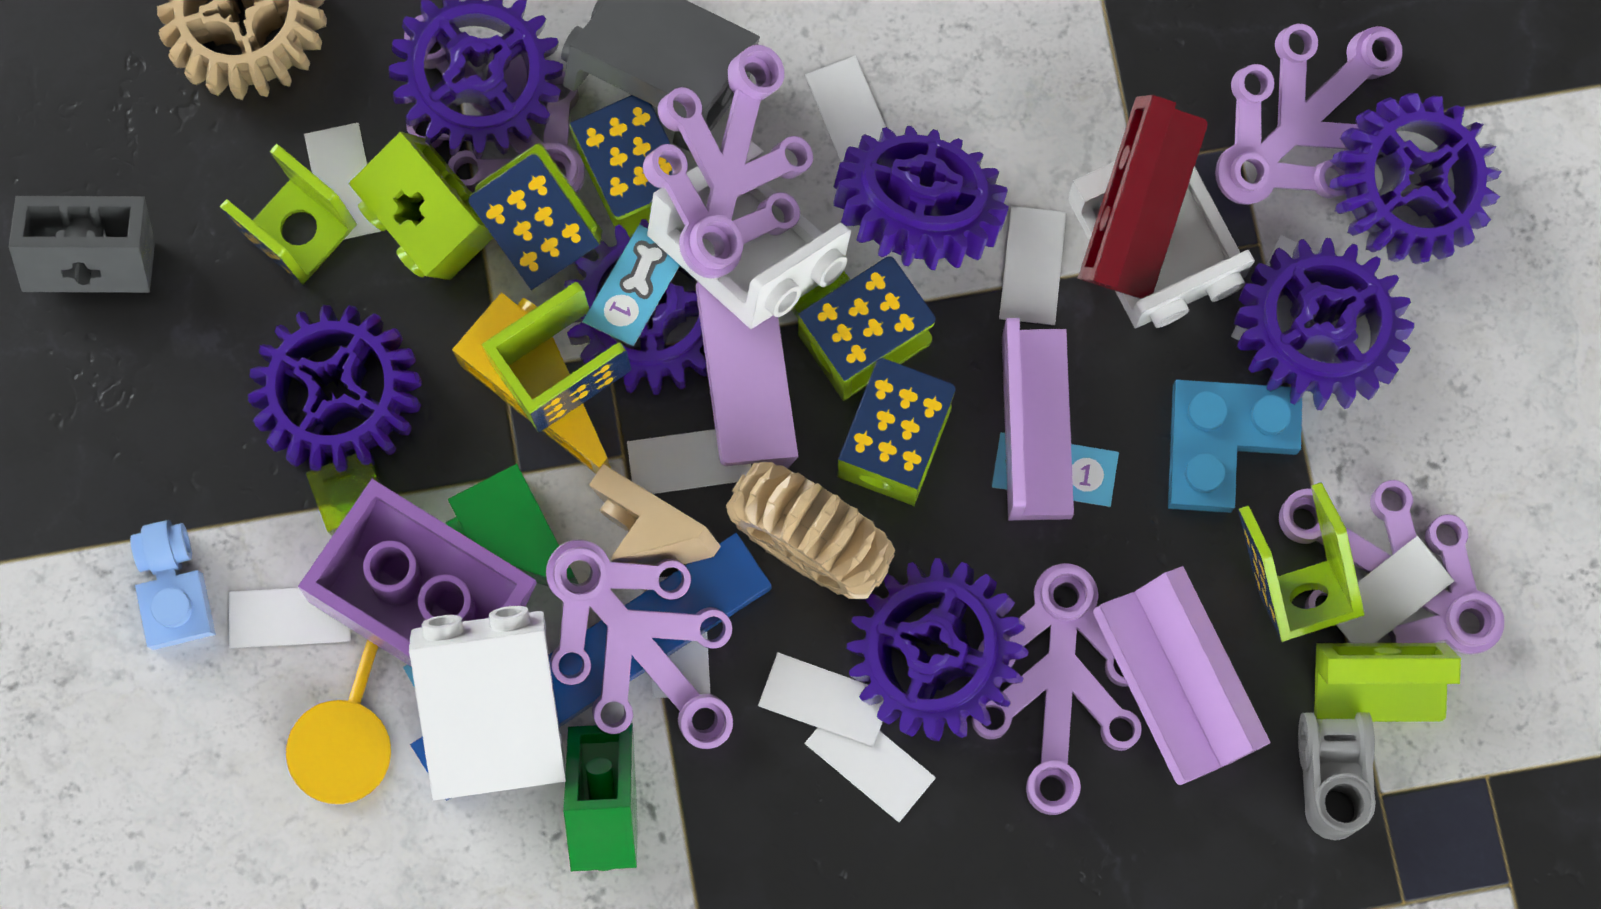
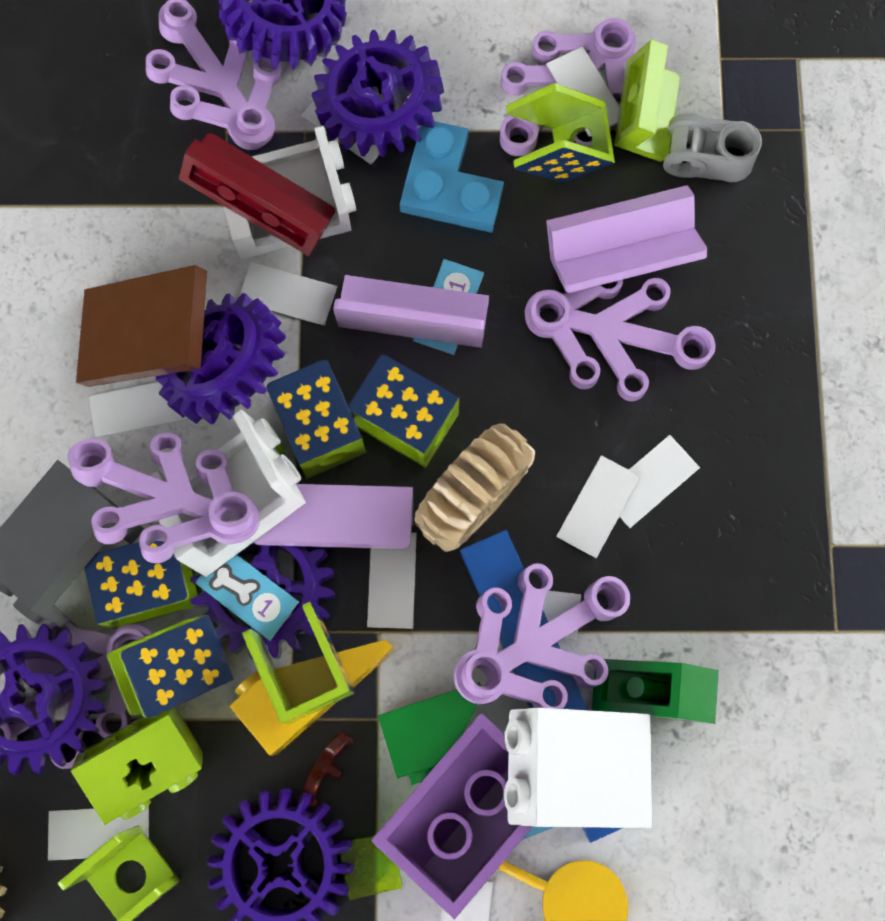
camera: 80 degrees left, 0 degrees up
(453, 419) = (324, 766): none -> clear red piece
(653, 526) = (452, 605): tan slope -> none
(932, 673) = (617, 433): dark purple gear -> none
(941, 96) = (142, 327): none -> reddish brown tile

